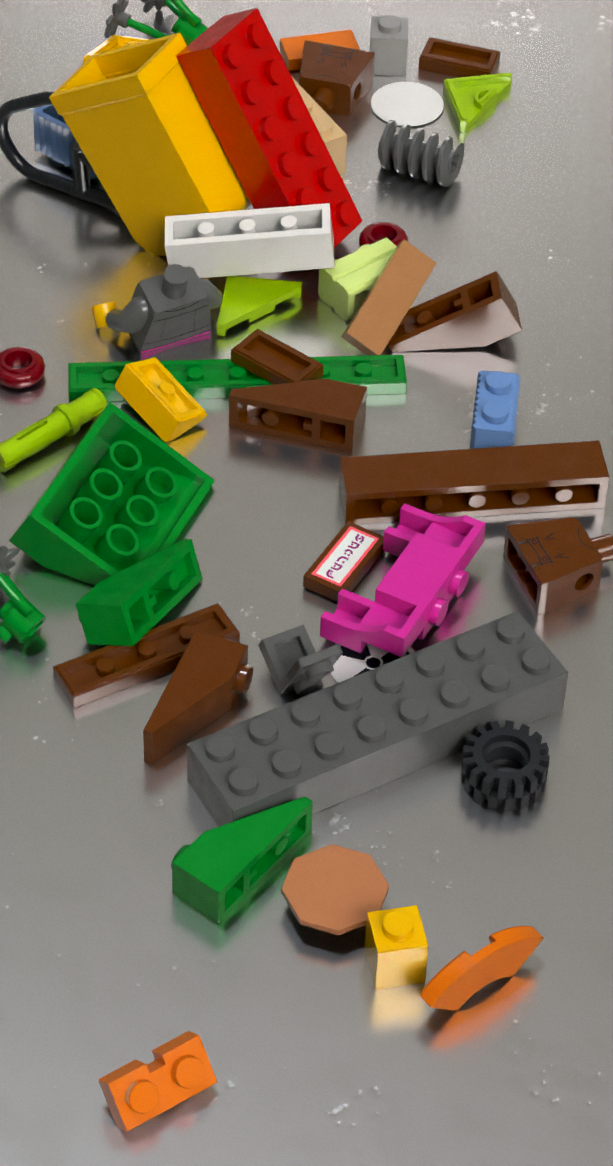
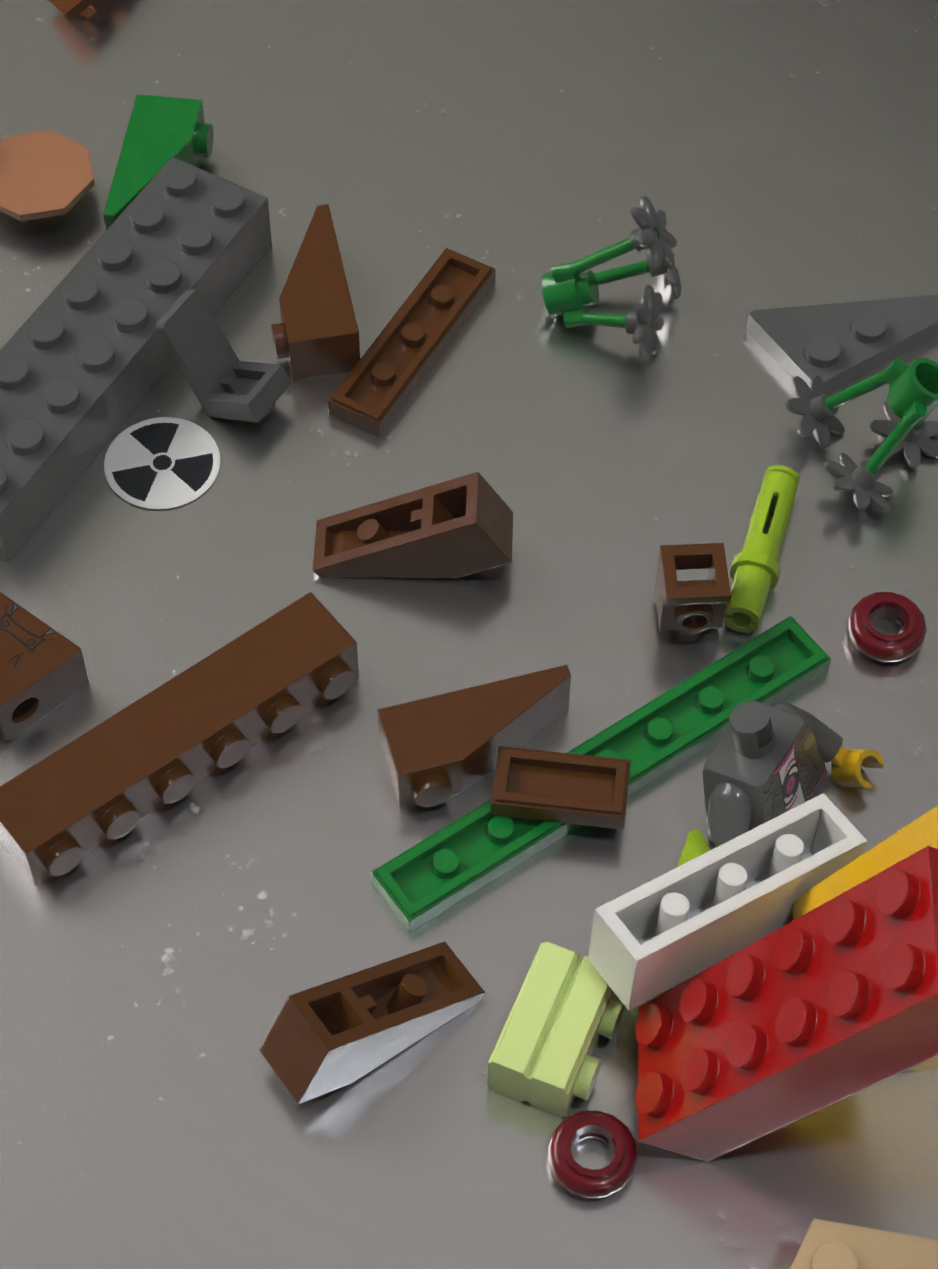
camera: 150 degrees right, 10 degrees up
(112, 501) = (591, 471): green slope -> none
(123, 391) = (692, 604): none -> reddish brown brick
(138, 597) = (463, 349): green slope -> none
(159, 398) = (666, 658): yellow slope -> none
(251, 519) = (419, 534): none -> reddish brown slope
(344, 561) = (272, 557): tile -> none
(389, 299) = (480, 979): medium nougat tile -> none
(415, 589) = (148, 536): dark pink bracket -> none
(495, 409) = (204, 849): medium blue brick -> none

